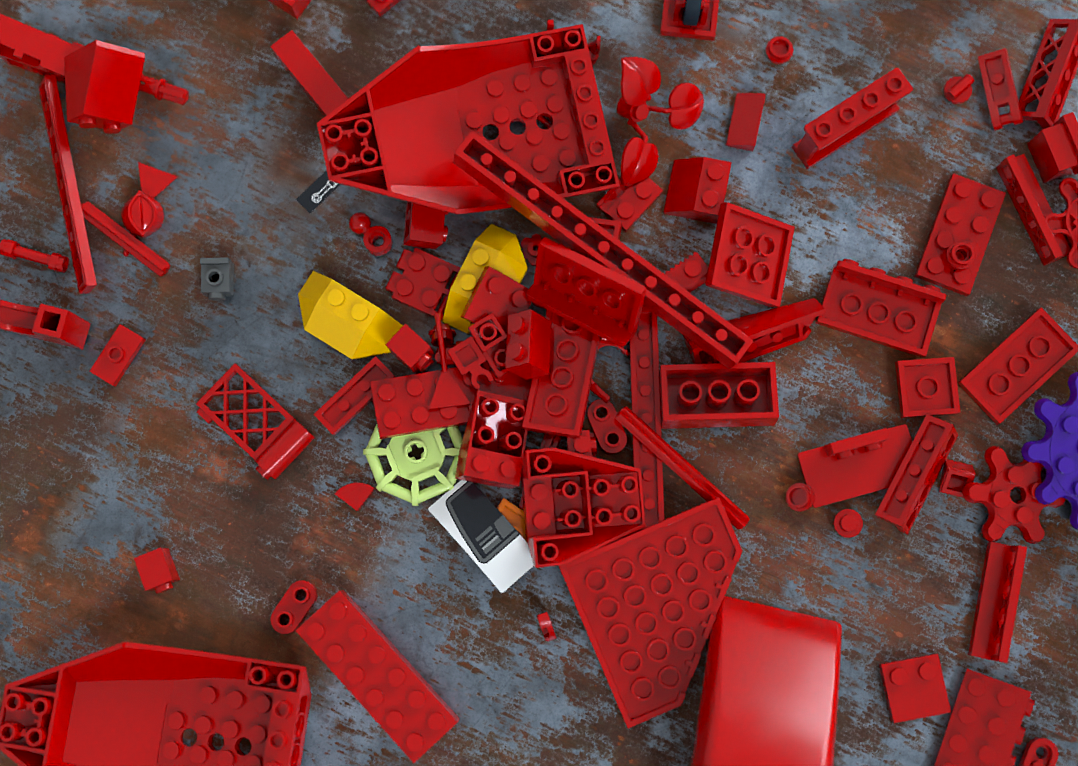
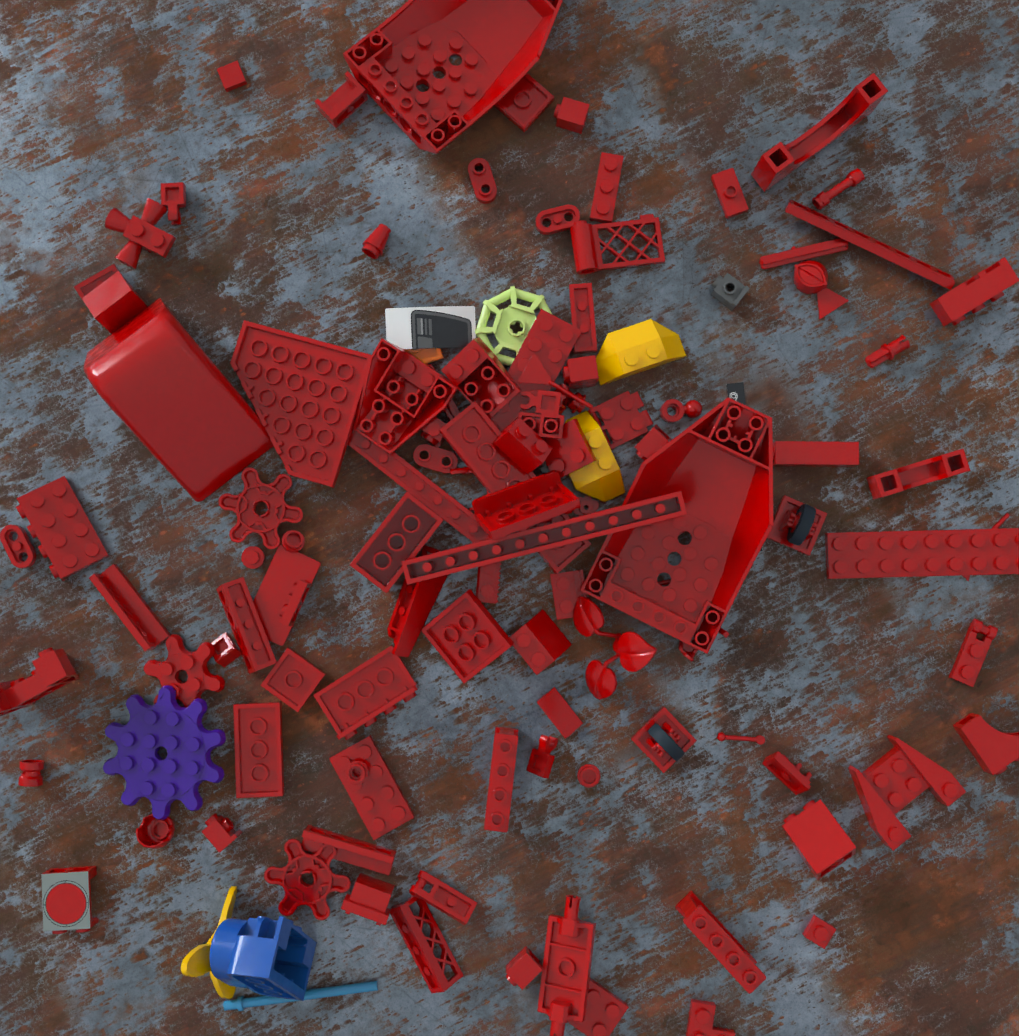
camera: 130 degrees right, 5 degrees up
(102, 86) = (916, 311): red slope -> none
(180, 626) = (525, 102): none -> red plate
(205, 478) = (606, 188): none -> red plate
(276, 499) = (556, 218): none -> red plate
(355, 494) = (521, 270): red tile -> none
(378, 675) = (398, 197): red brick -> none
(390, 40) = (796, 525): none -> red plate
(443, 660) = (376, 242): none -> red cone
(546, 626) = (345, 322): red tile -> none
(679, 465) = (371, 481): red axle -> none
(802, 102) = (541, 759): none -> red plate
(816, 554) = (245, 508): none -> red plate
(914, 688) = (124, 513): red plate -> none
(958, 89) = (466, 870): red plate -> none

